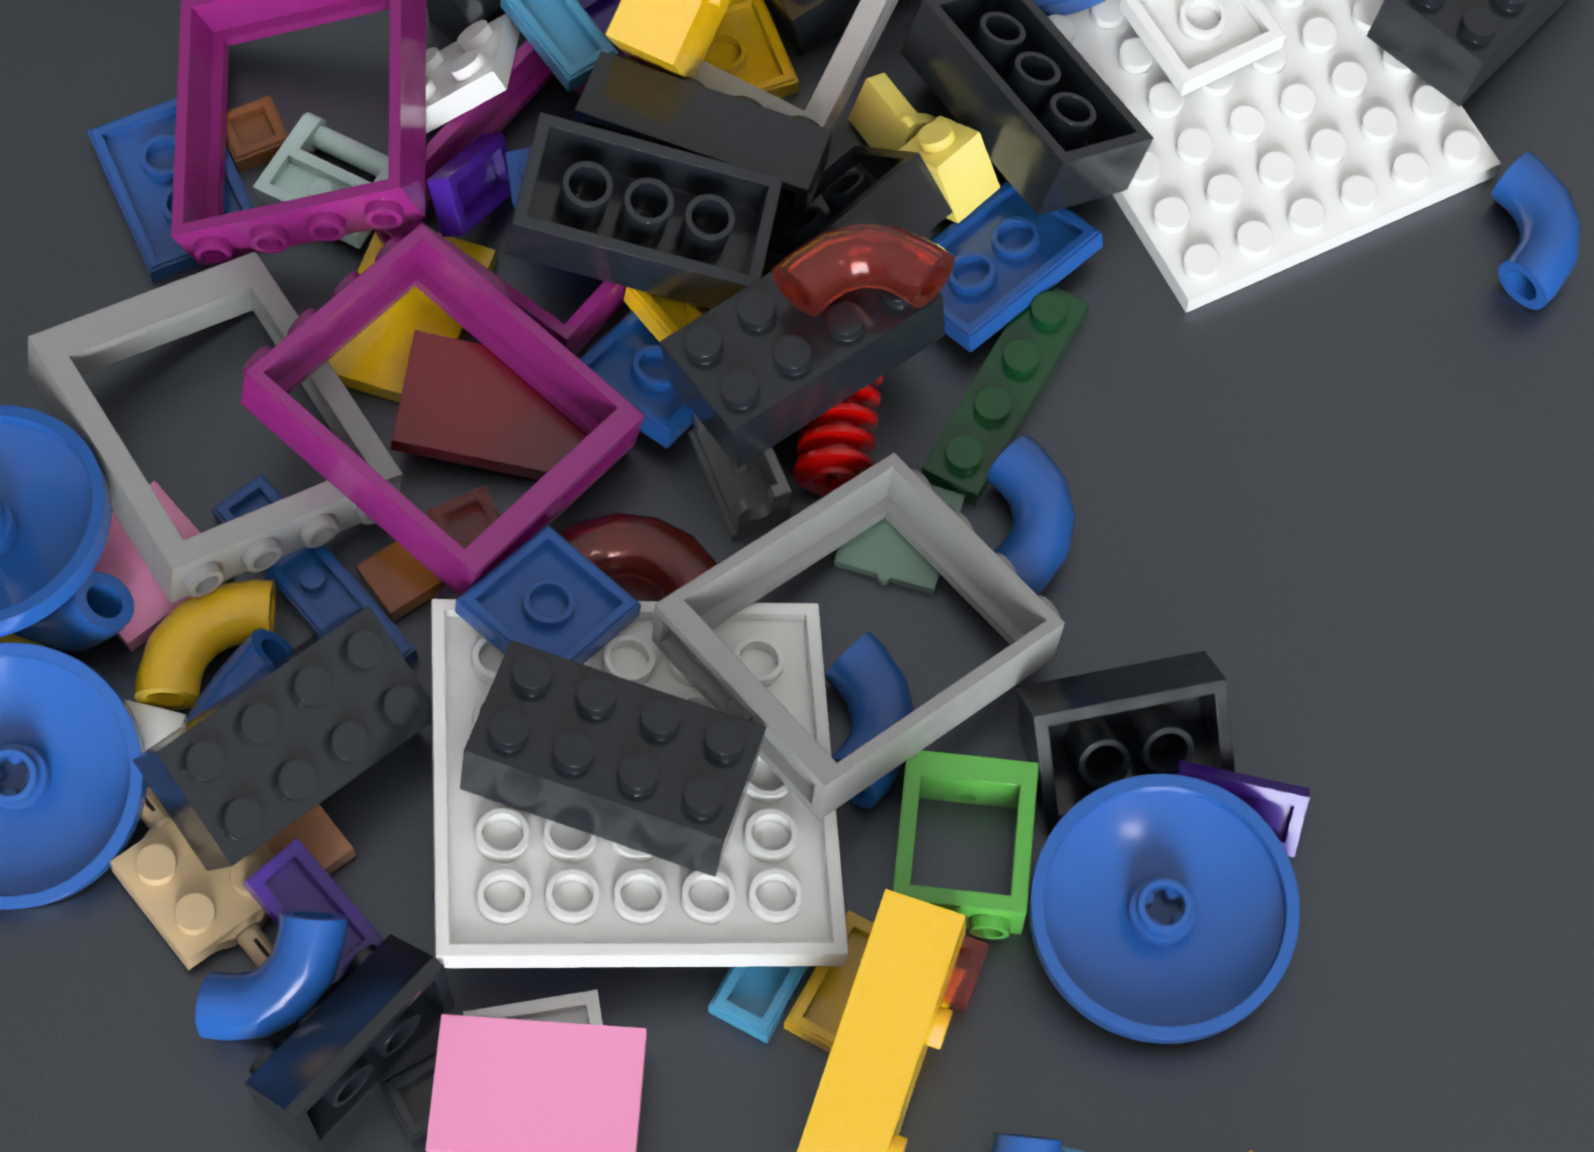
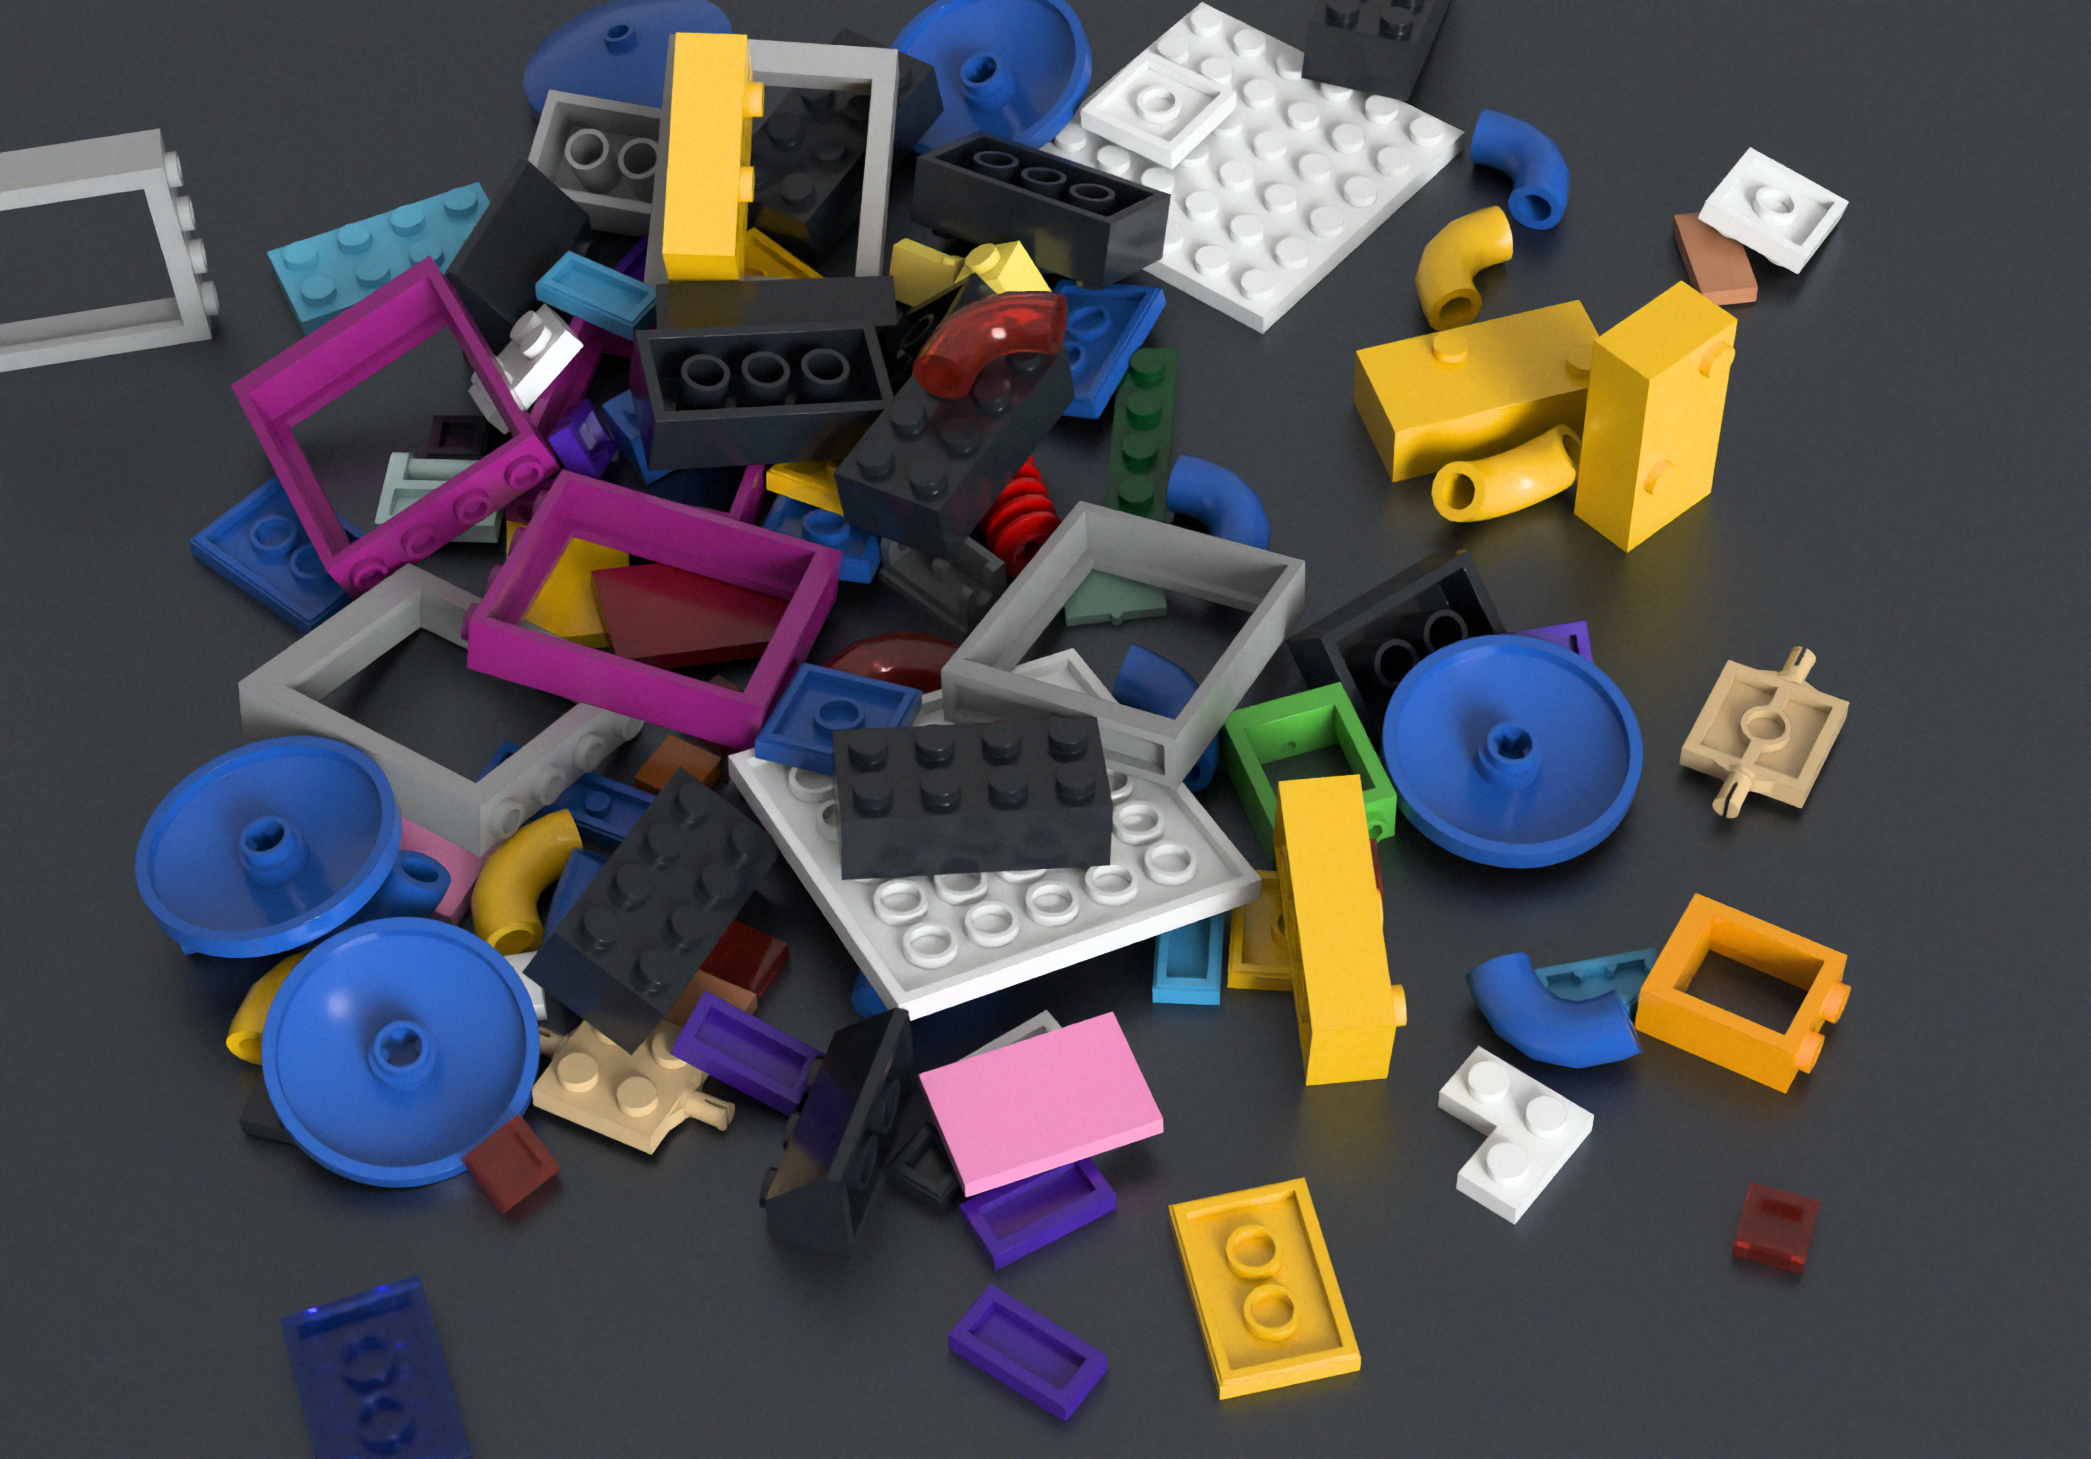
camera: 20 degrees left, 15 degrees down
(59, 928) = (510, 1164): none -> clear red tile
(254, 133) = (352, 488): dark orange tile -> none
(282, 987) = (755, 1117): blue cylinder -> none
(365, 807) = (746, 958): none -> clear red tile
(368, 119) = (460, 437): none -> black tile
(1330, 595) = (1508, 480): none -> yellow cylinder
(1360, 483) = (1475, 388): none -> yellow brick
(1402, 317) = (1452, 261): none -> yellow cylinder
(1425, 989) = (1764, 733): none -> tan plate
(1482, 612) = (1654, 415): none -> yellow brick

